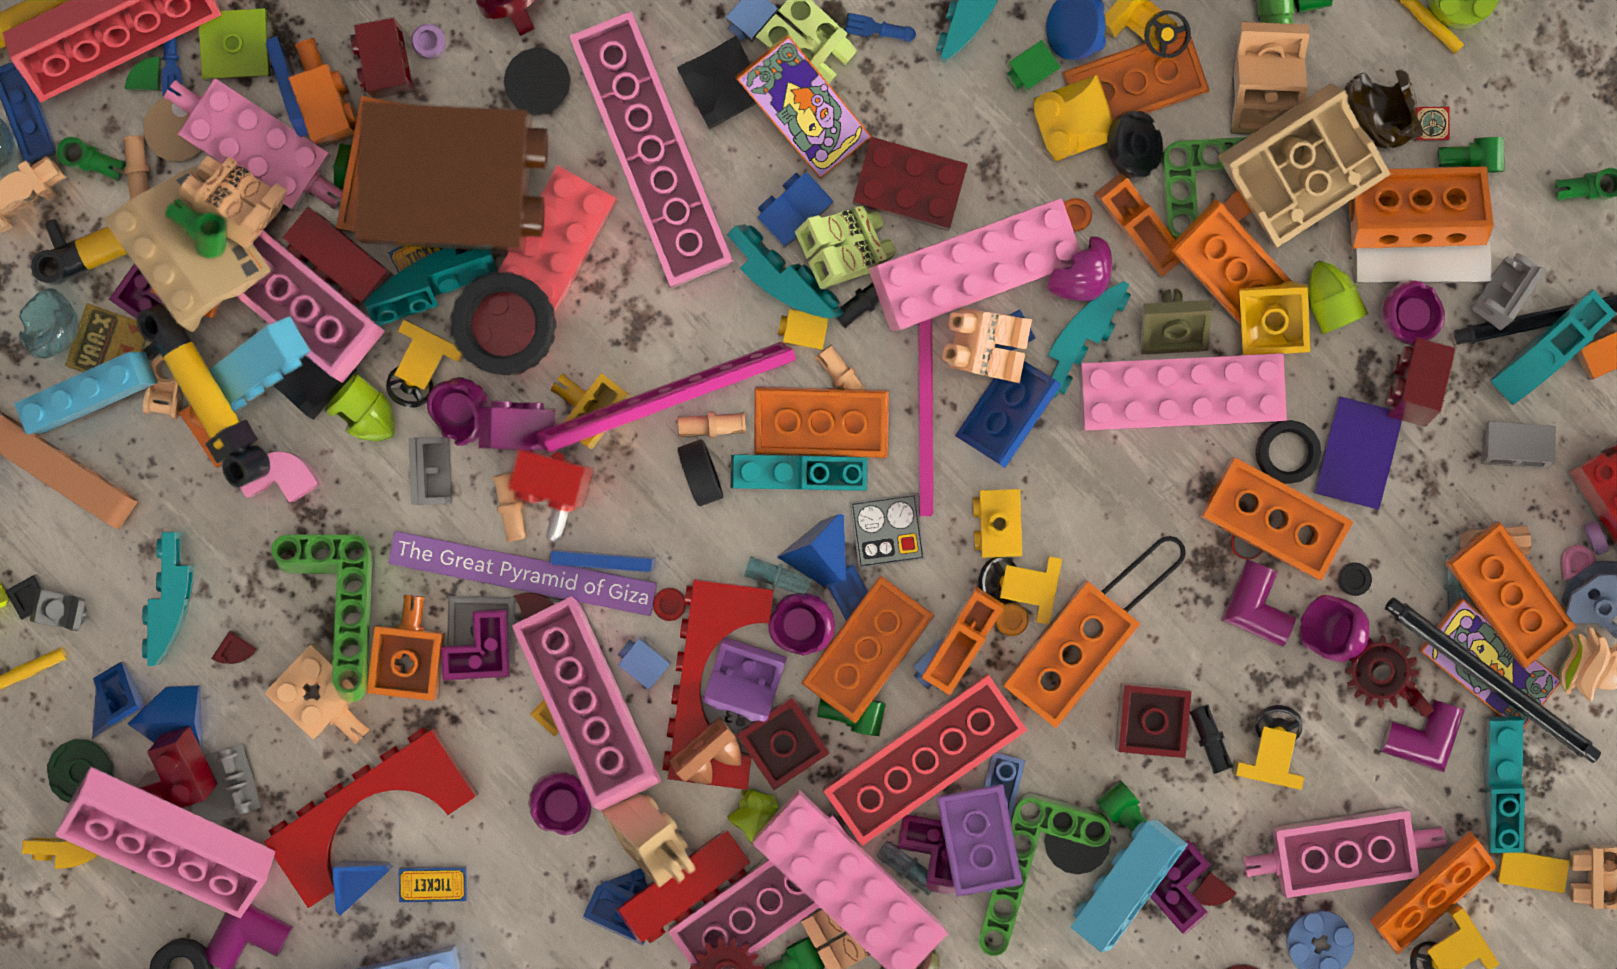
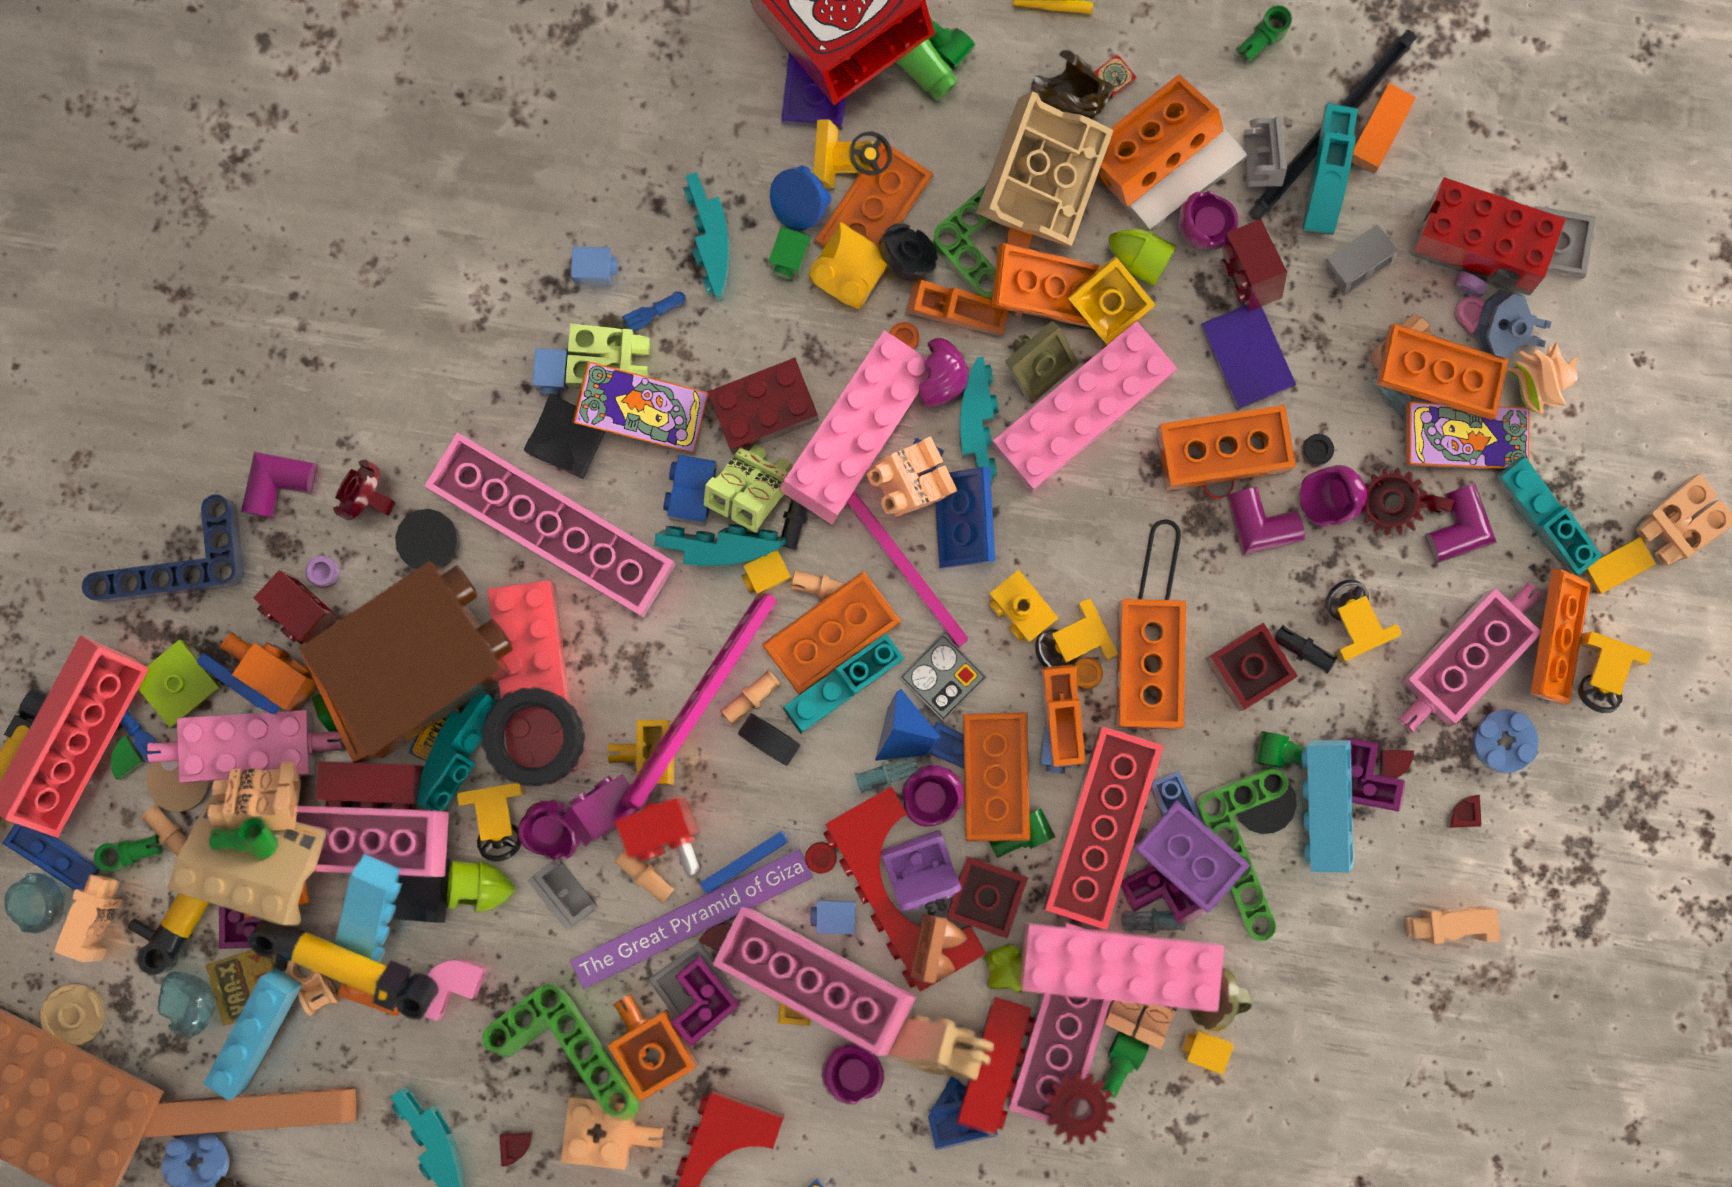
camera: 35 degrees left, 5 degrees down
(1268, 73) = (966, 126): light nougat bracket -> none
(1310, 439) = (1204, 370): black tyre -> none
(1481, 153) = (1166, 68): green pin -> none
(1492, 679) = (1478, 444): black piece -> none

